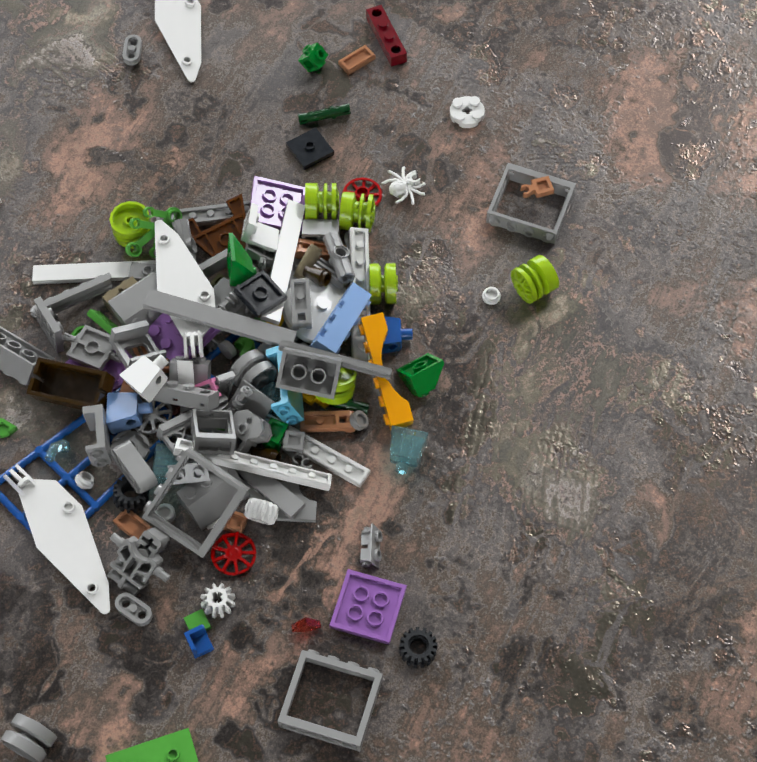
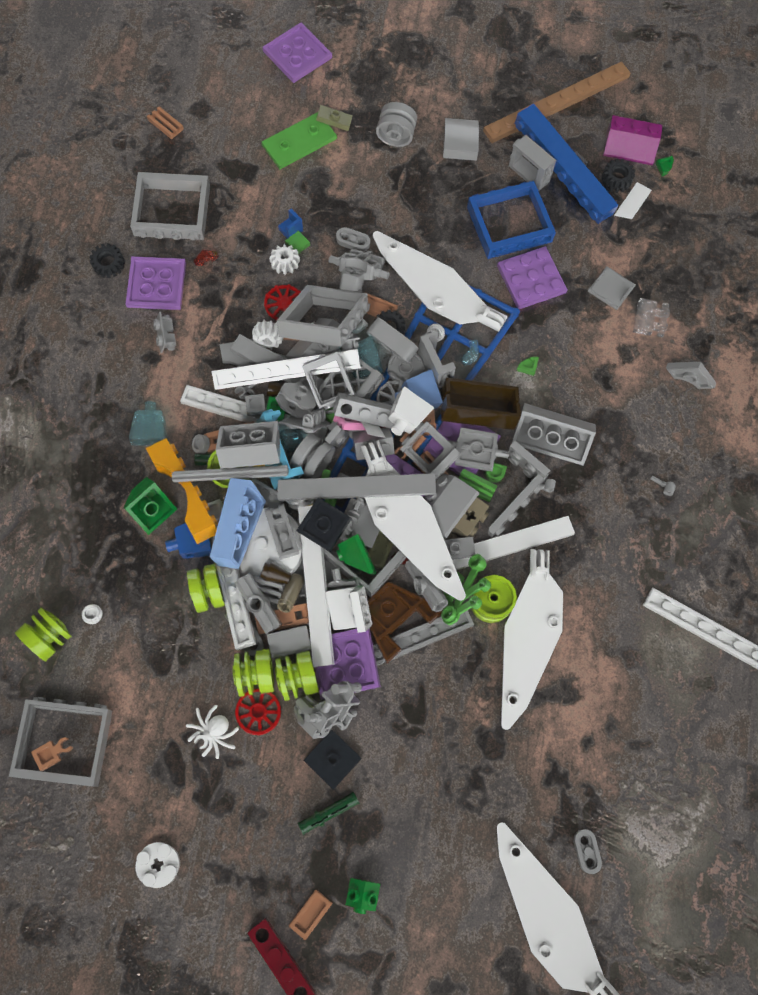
camera: 160 degrees right, 10 degrees up
(97, 203) = (530, 637): none -> white wing
(305, 164) = (335, 710): none -> light grey piece

